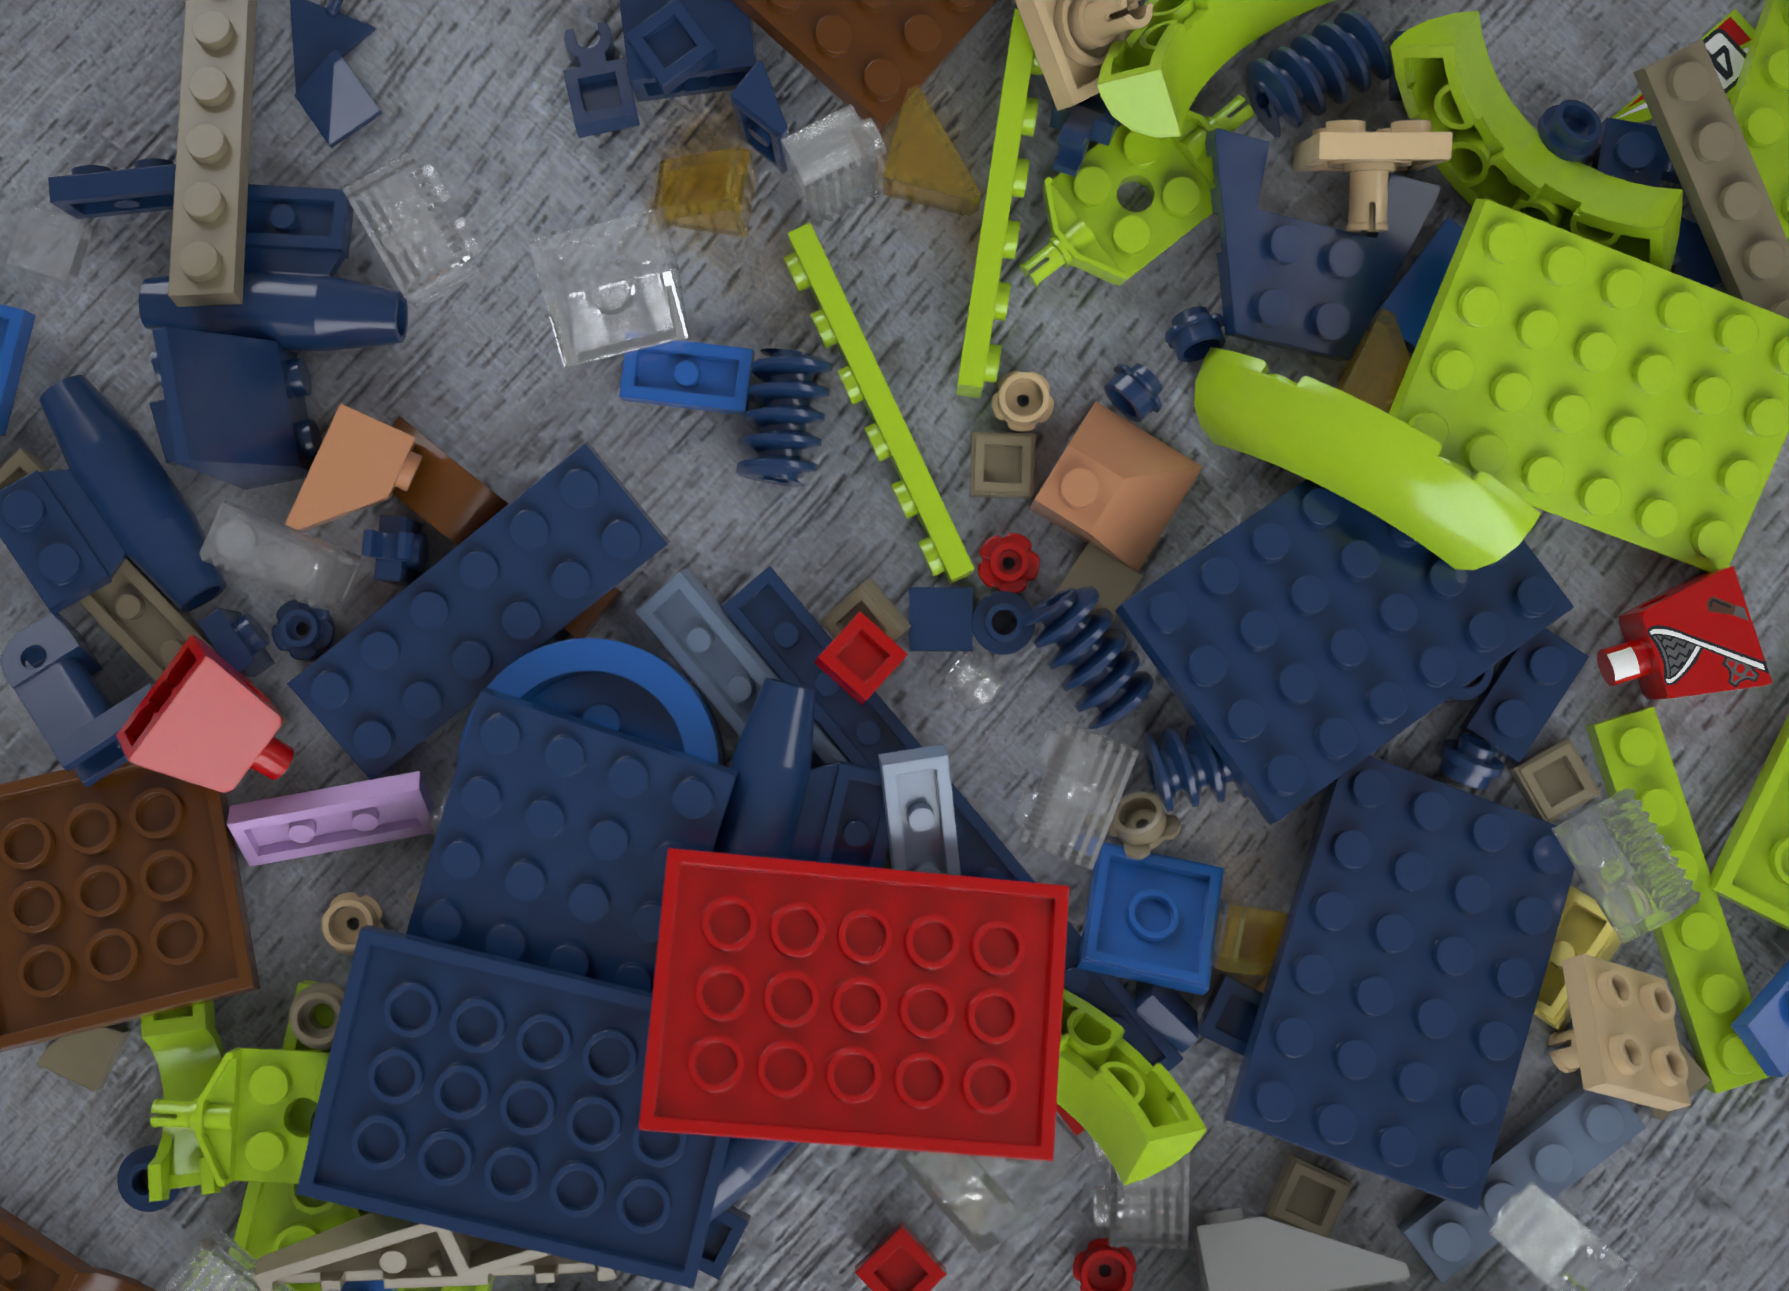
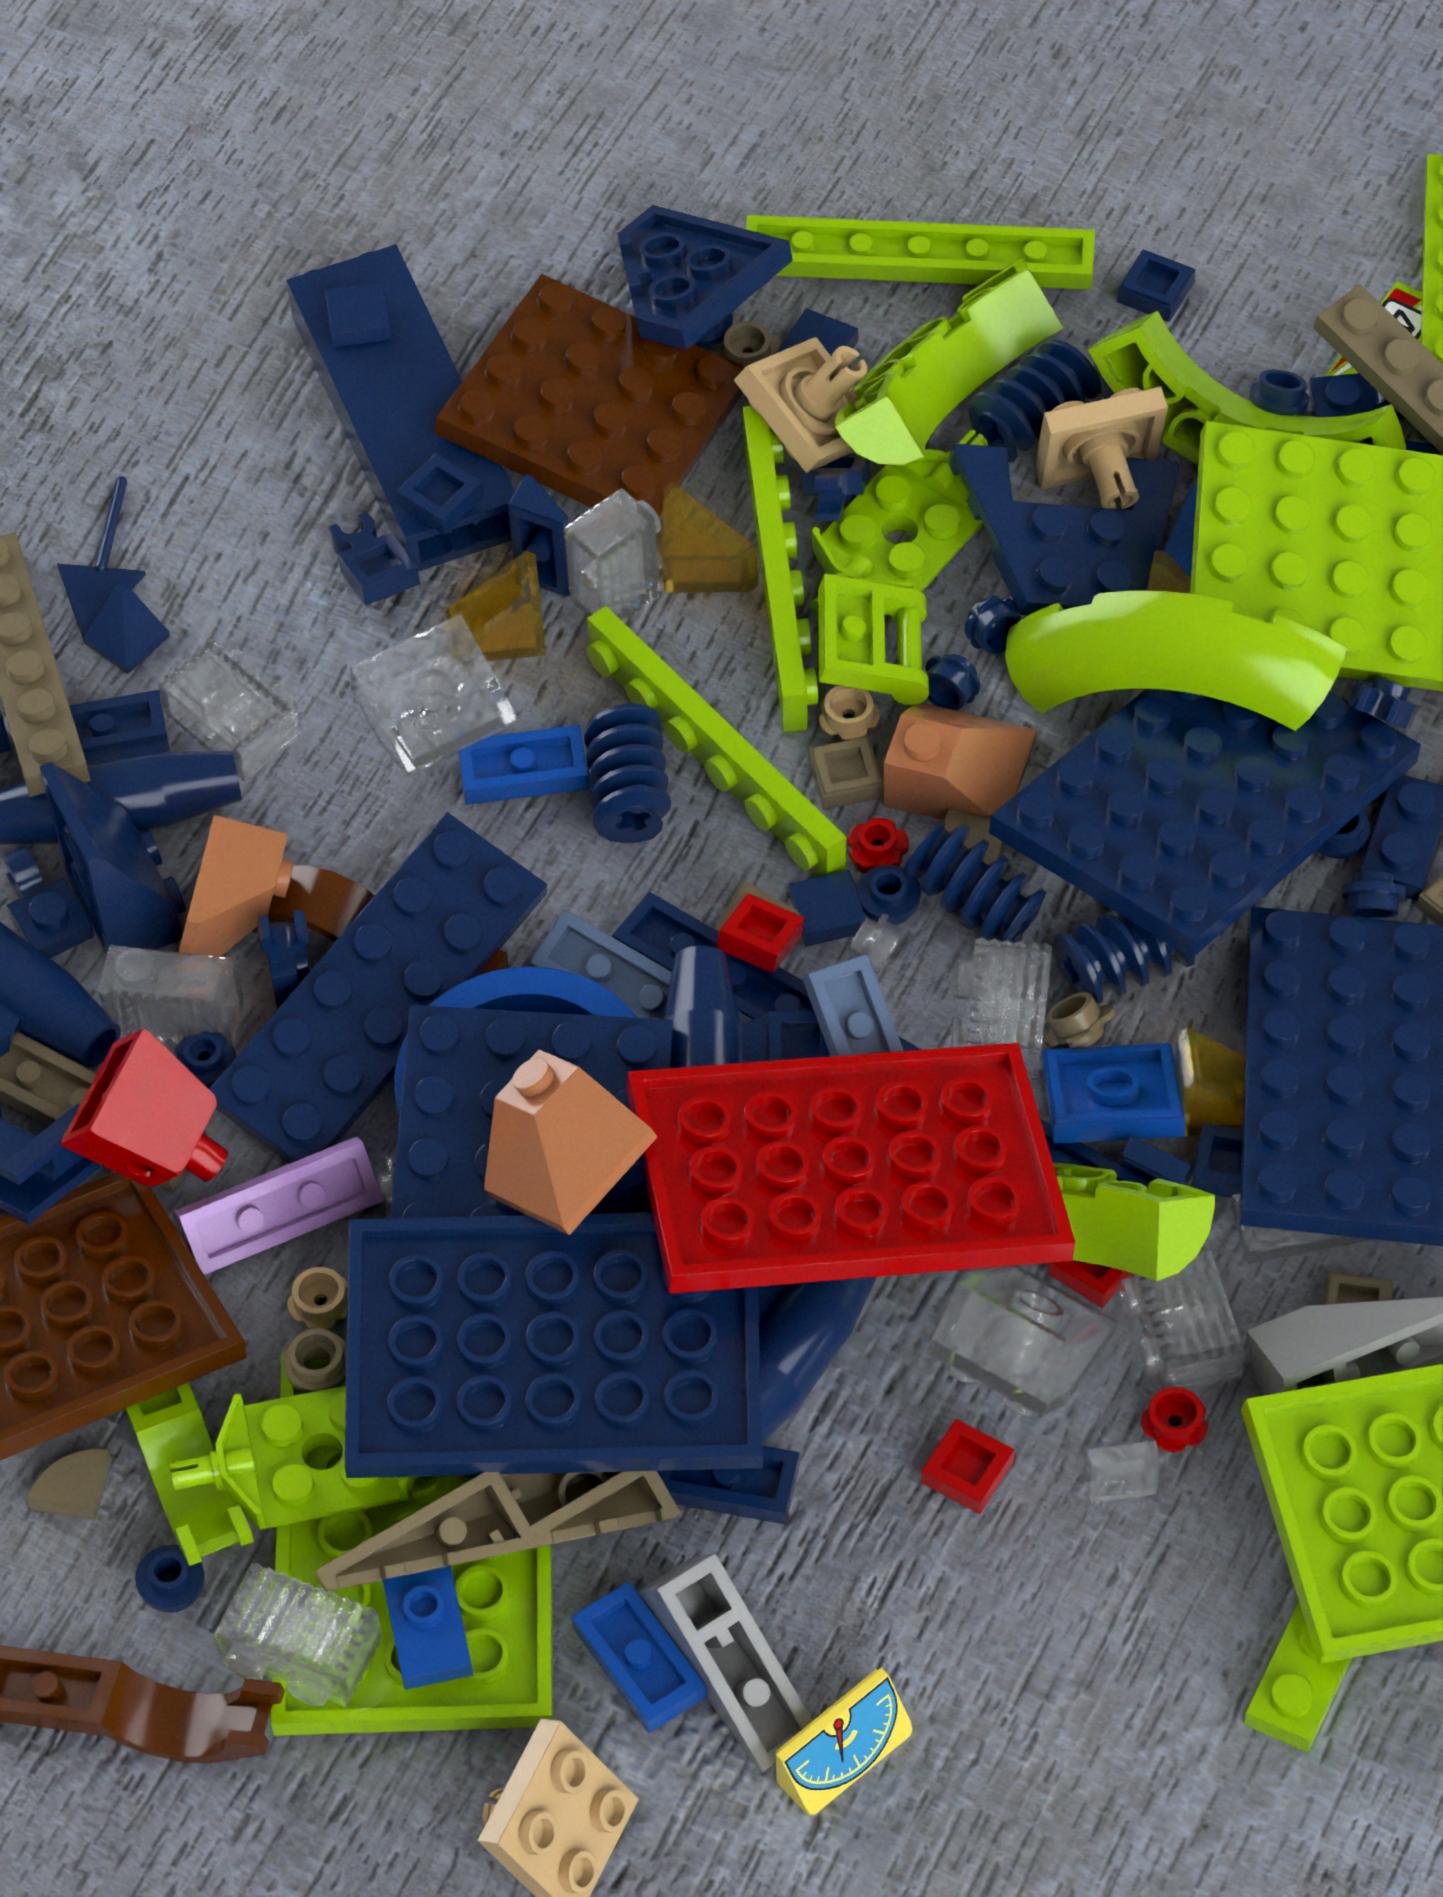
camera: 15 degrees left, 30 degrees down
(581, 922) = (559, 1142): none -> nougat slope
(1050, 328) = (854, 637): none -> lime plate
(1555, 552) = (1385, 701): none -> dark blue plate

